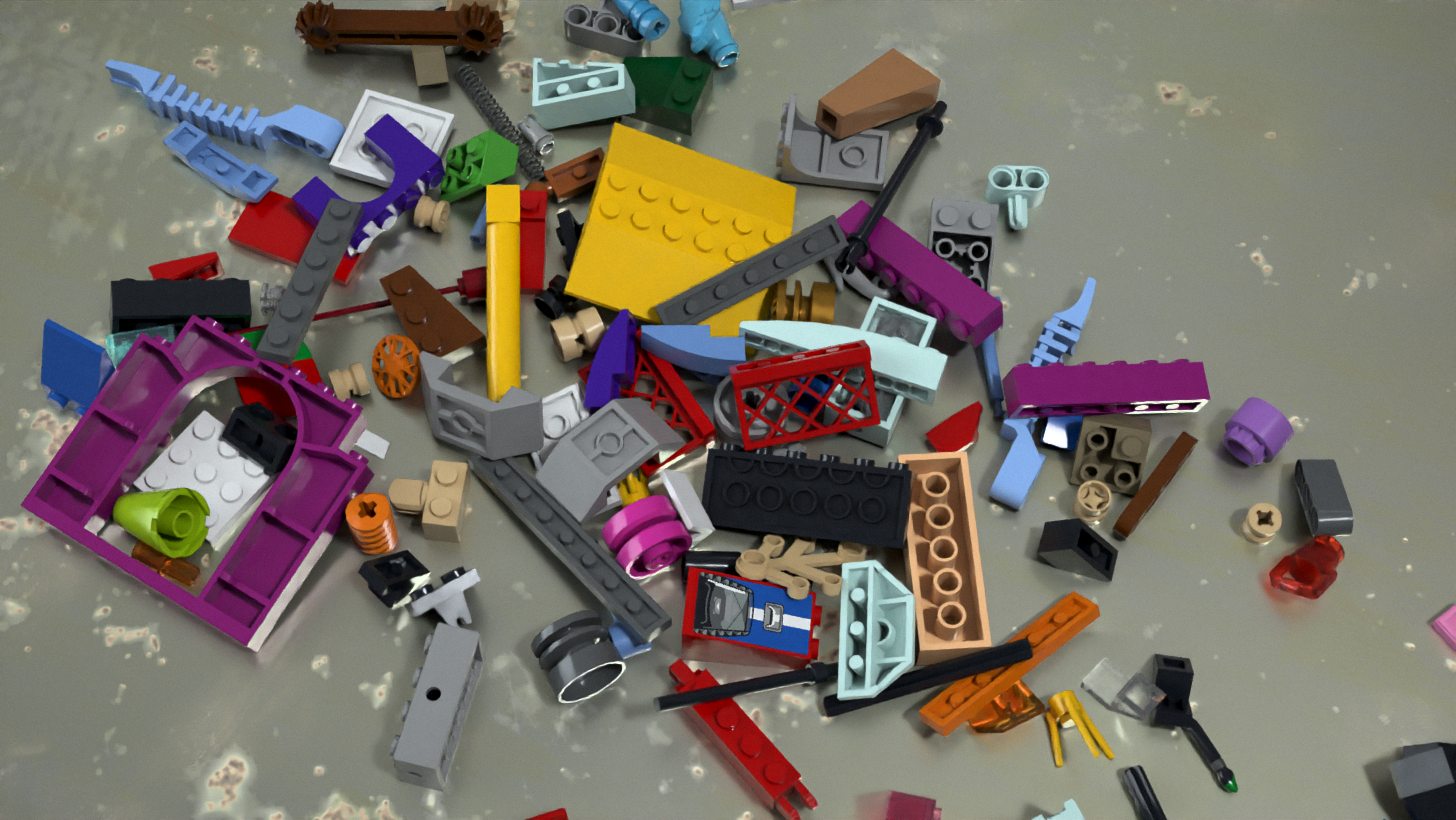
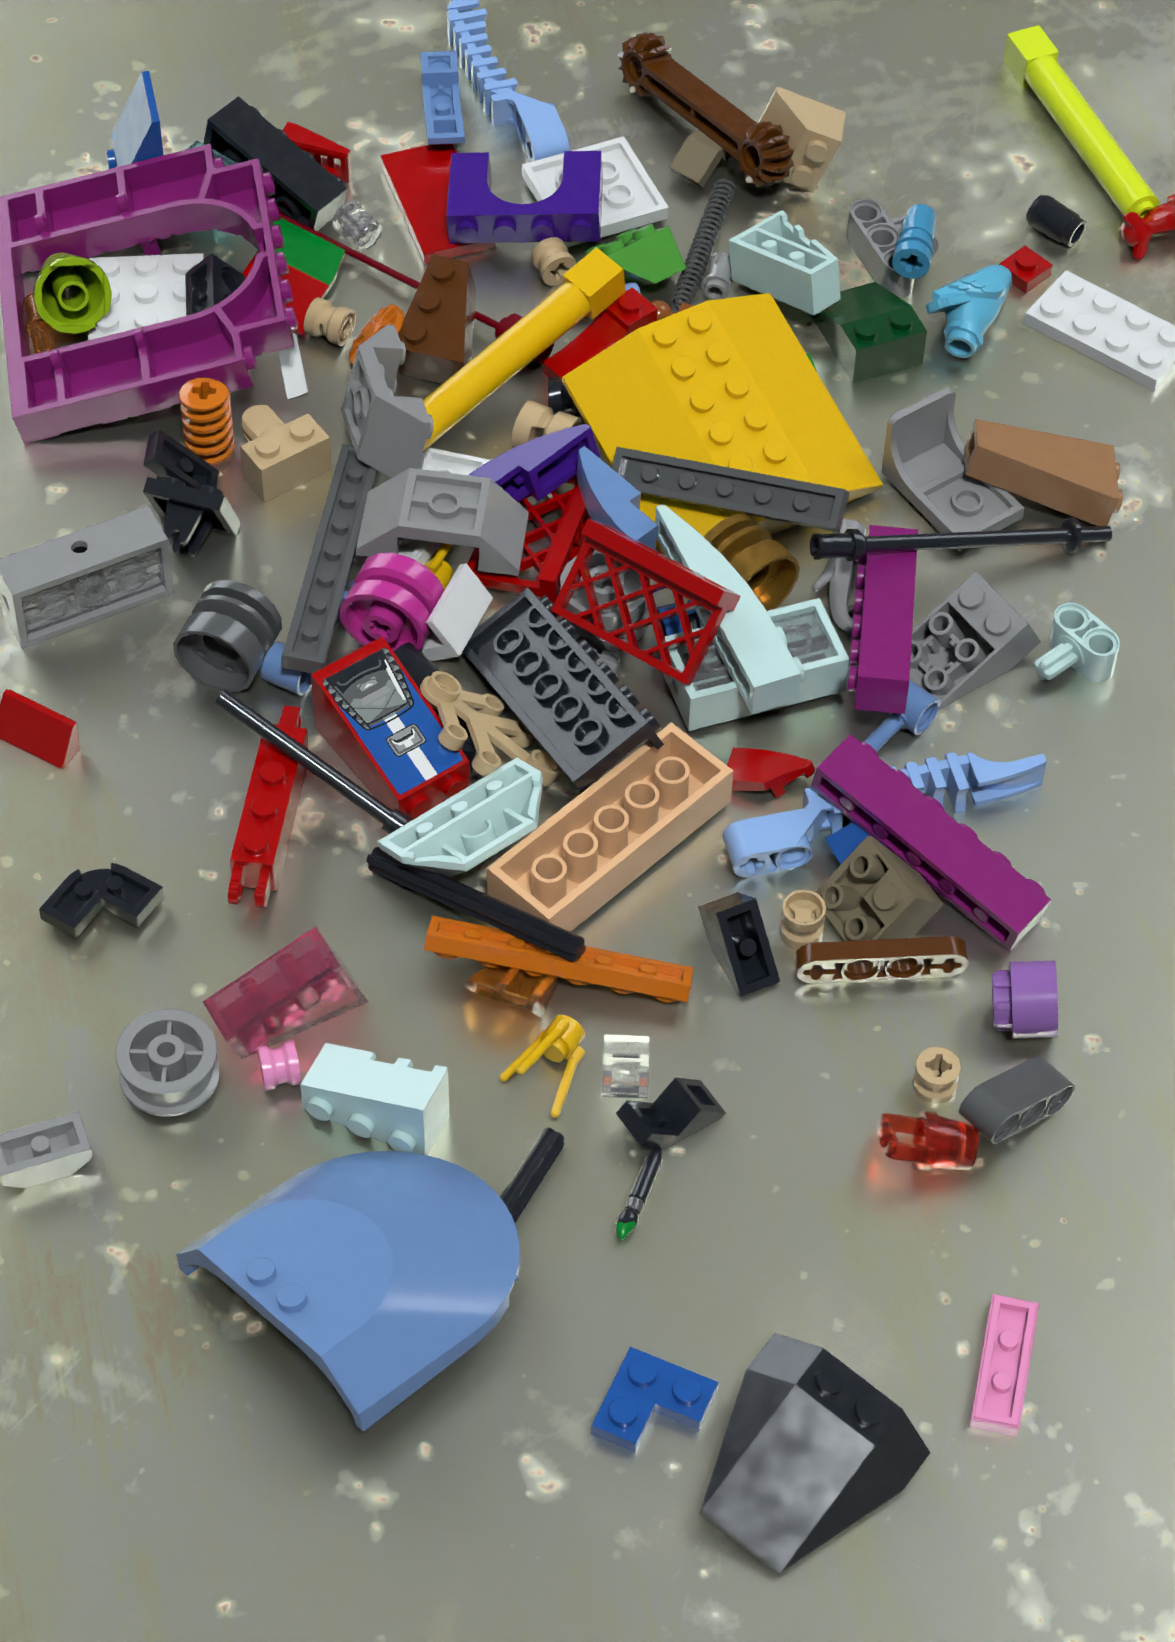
camera: 50 degrees right, 10 degrees down
(310, 282) = (376, 208): dark grey plate -> none

